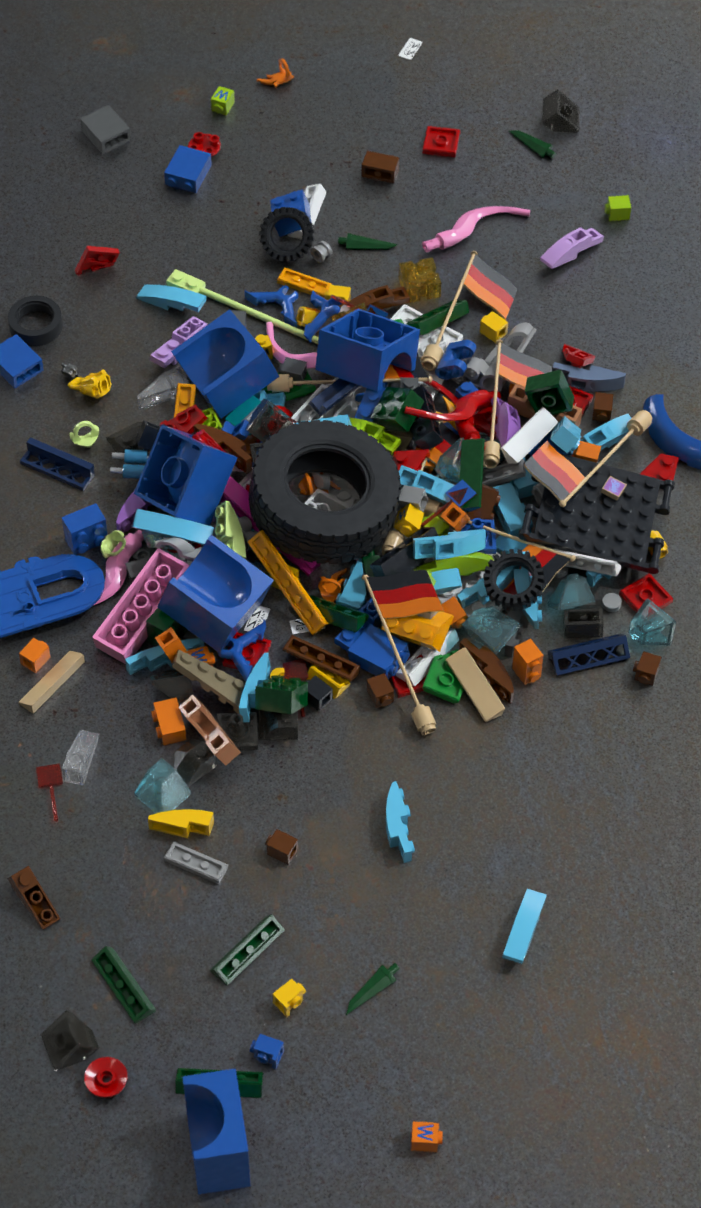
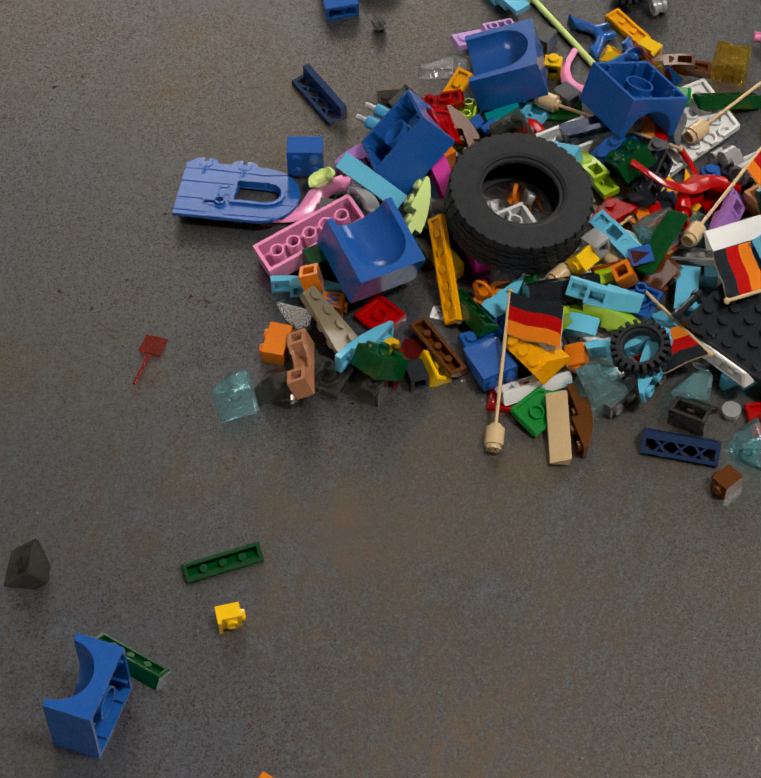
camera: 30 degrees right, 0 degrees up
(33, 897) = (75, 437): reddish brown slope -> none
(34, 655) = (201, 242): orange brick -> none
(52, 681) = (203, 270): tan slope -> none
(80, 757) = (185, 340): clear slope -> none
(86, 440) = (354, 85): yellowish green piece -> none
(93, 385) = (390, 42): yellow piece -> none
(106, 1068) = (36, 603): red dish -> none
(123, 984) = (103, 542): dark green slope -> none
(182, 822) = (234, 431): yellow slope -> none
(196, 862) = (225, 470): light grey tile -> none
(238, 644) = (376, 304): blue piece -> none
(257, 618) = (406, 292): white sticker -> none
(267, 1050) = (183, 652): blue brick -> none
(281, 846) = (304, 489): reddish brown brick -> none
(360, 242) = (698, 11): dark green bar -> none
(379, 981) = (313, 641): dark green bar -> none
(380, 690) = (472, 396): reddish brown brick -> none
(397, 822) = (415, 510): medium azure slope -> none
(451, 364) = (709, 144): blue connector -> none
(524, 926) = (469, 653): medium azure slope -> none
(527, 662) = (616, 427): orange brick -> none

